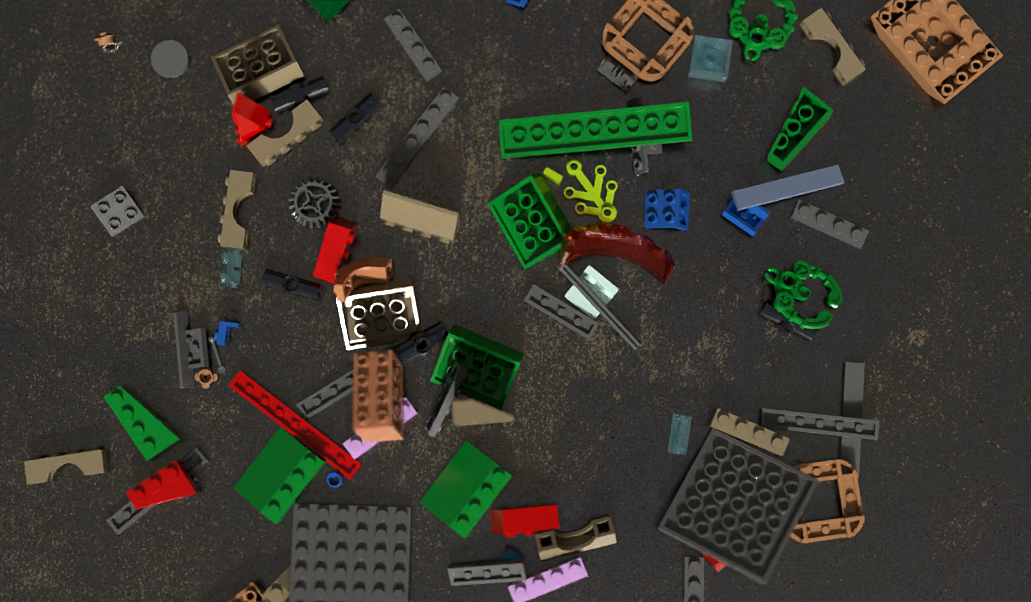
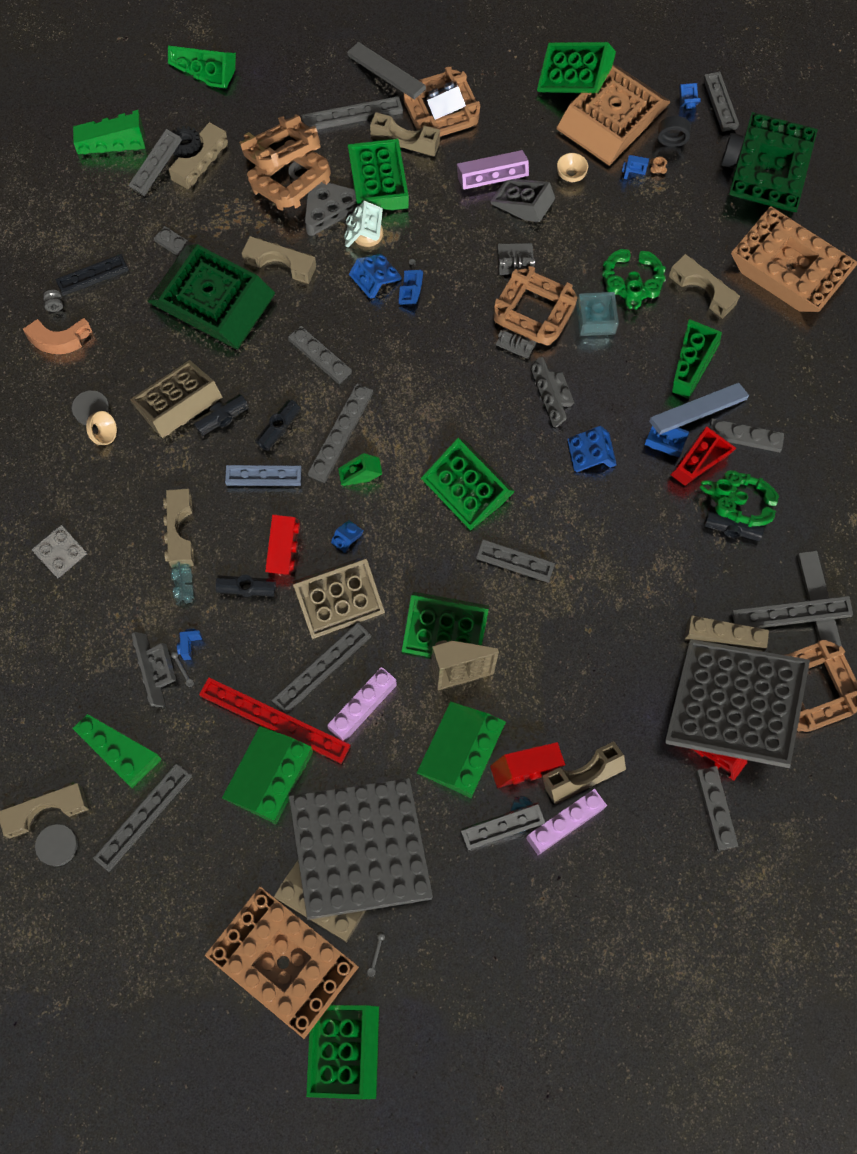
camera: 15 degrees left, 15 degrees down
(74, 500) = (56, 845): none -> dark grey tile
(104, 38) = (24, 400): medium nougat plate -> none
(165, 485) = (148, 807): red wedge -> none
(182, 87) = (106, 428): none -> tan piece
(201, 377) = (174, 686): medium nougat plate -> none
(250, 119) = (180, 439): red wedge -> none
(304, 119) = (199, 467): dark tan arch -> none
(321, 199) = (244, 517): dark grey gear -> none
(330, 169) = (263, 475): none -> sand blue plate
(333, 475) = (323, 763): blue hinge -> none
(360, 273) = (313, 560): nougat arch -> none
(378, 396) = (355, 666): nougat brick -> none
(401, 250) = (346, 535): none -> blue bracket
(419, 216) = (359, 495): dark tan slope -> none
(427, 184) = (360, 470): none -> green slope
(428, 336) = (375, 621): black piece -> none
(443, 404) = (423, 655): dark grey plate -> none
(552, 175) = (477, 440): lime tile -> none
(592, 193) = (518, 449): lime plant -> none
(595, 130) = (508, 391): green plate -> none
(599, 285) = (541, 535): light aqua bracket -> none
(600, 306) = (551, 546): dark grey axle -> none
(618, 242) = (556, 488): clear red windscreen -> none
(679, 434) = (659, 652): clear light blue hinge -> none
(775, 240) = (701, 456): none -> red wedge

